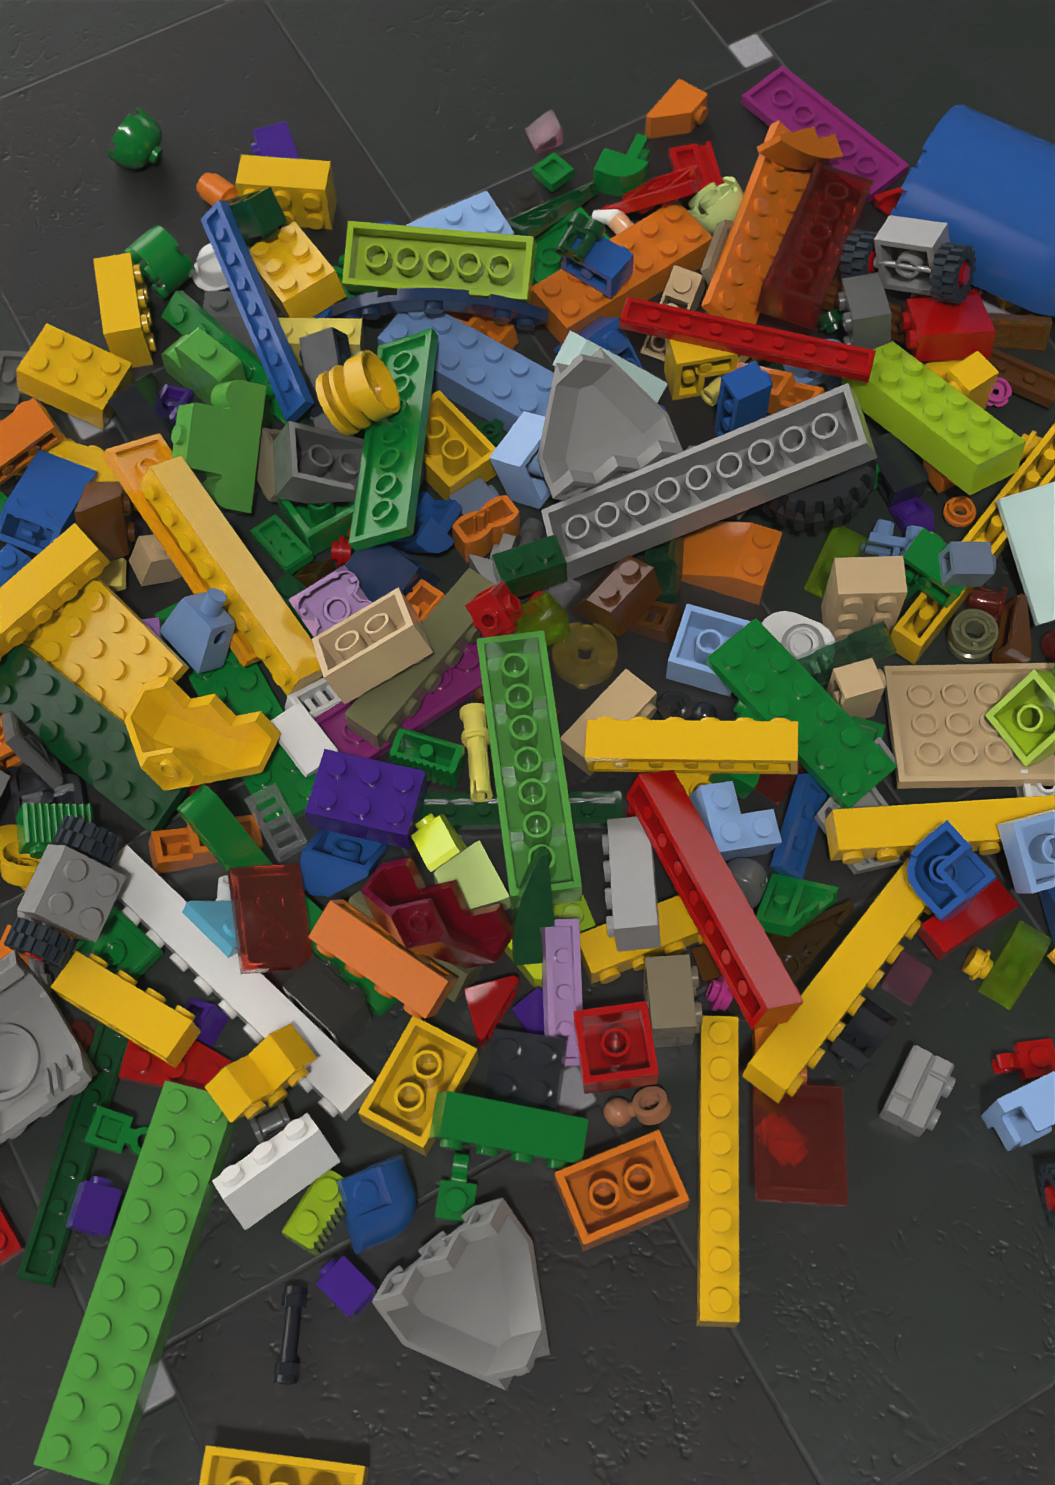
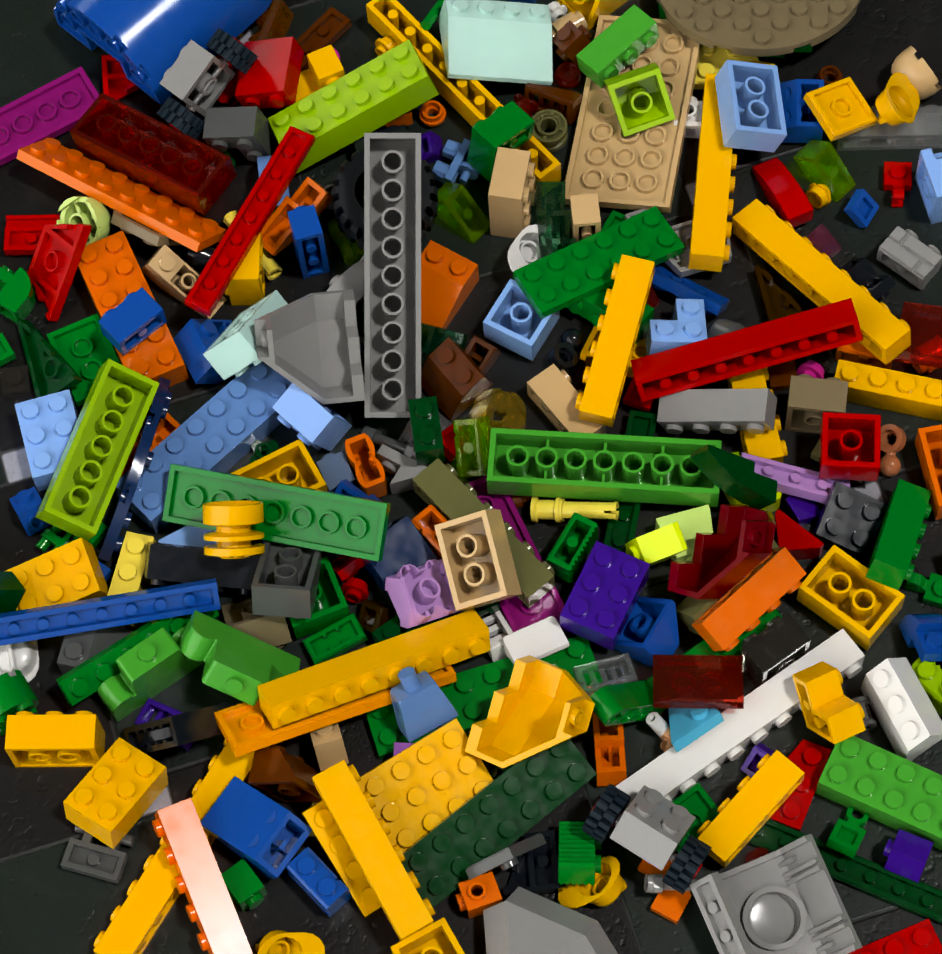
camera: 75 degrees left, 0 degrees up
(495, 610) = (464, 460): red brick -> none
(586, 229) = (109, 317): dark green piece -> none
(613, 218) = (67, 309): arm -> none
(793, 903) = (749, 304): green wing -> none
(801, 149) = (55, 137): orange slope -> none
(947, 872) = (758, 187): blue brick -> none
(966, 564) = (515, 105): sand blue brick -> none
(972, 1018) = (861, 208): none -> blue plate

